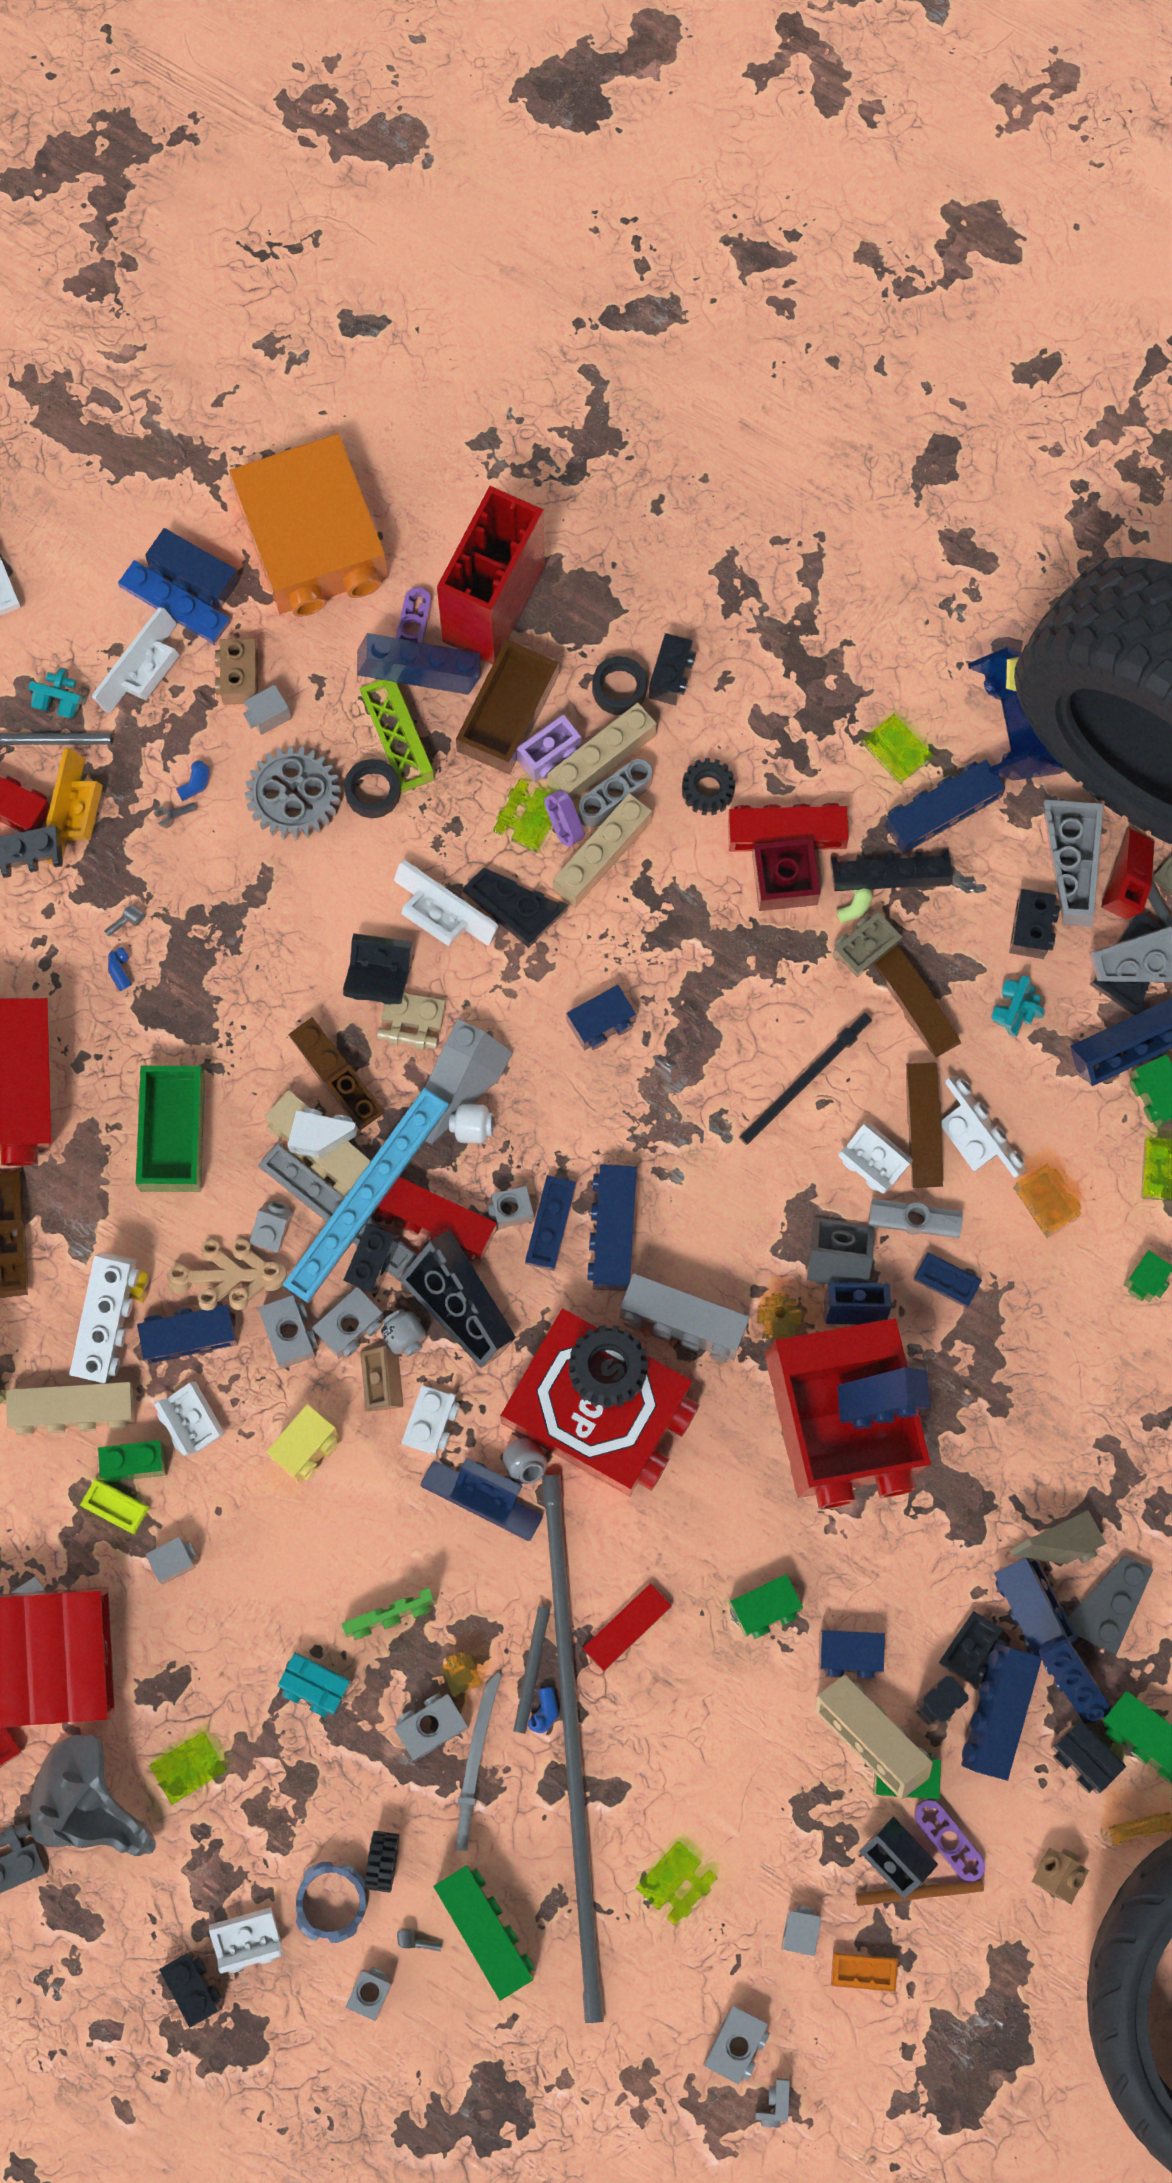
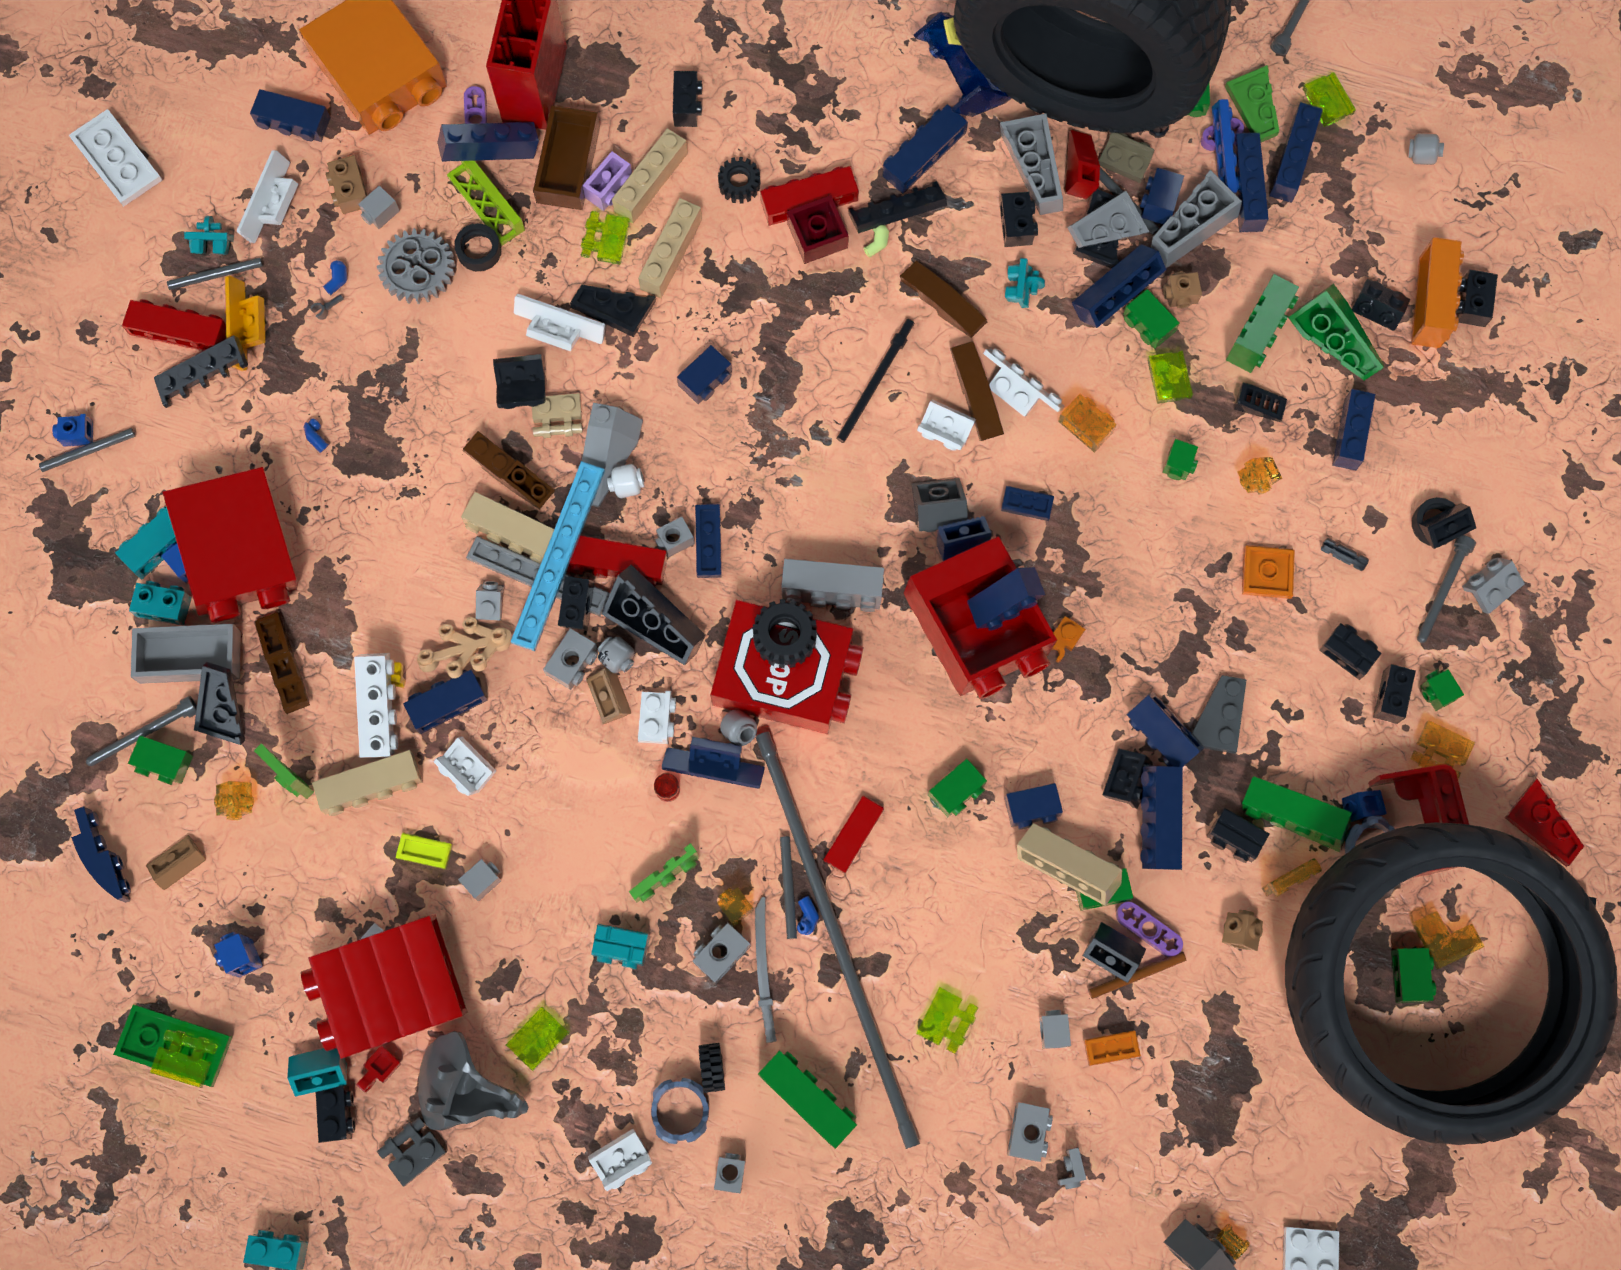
camera: 15 degrees left, 0 degrees up
(130, 914) = (313, 391): flat silver hand -> none
(132, 1461) = (428, 811): green brick -> none
(170, 1128) = (388, 546): green piece -> none
(178, 603) = (291, 147): blue plate -> none
(191, 1989) = (587, 1210): black brick -> none
(277, 1316) = (514, 667): light grey brick -> none
(304, 1444) = (561, 761): light yellow brick -> none
(319, 1135) = (508, 518): white slope -> none
(407, 1940) = (747, 1123): flat silver hand -> none
(420, 1504) = (663, 786): none -> clear red wheel
(564, 818) = (634, 230): medium lavender beam -> none
(613, 664) = (646, 105): black tyre -> none
(614, 1227) = (759, 531): dark blue brick -> none
(620, 780) = (669, 192): light grey beam -> none
(776, 1327) = (905, 563): clear yellow brick -> none
(866, 944) = (895, 266): dark tan bracket -> none
(897, 749) = (876, 115): clear neon green plate -> none
(935, 1220) = (1005, 461): light grey piece -> none
(941, 1701) = (1114, 822): black brick -> none
(949, 1455) = (1067, 636): none -> orange plate
(1064, 1542) = (1173, 676): dark tan slope -> none
(1074, 1680) = (1212, 777): dark blue bracket -> none

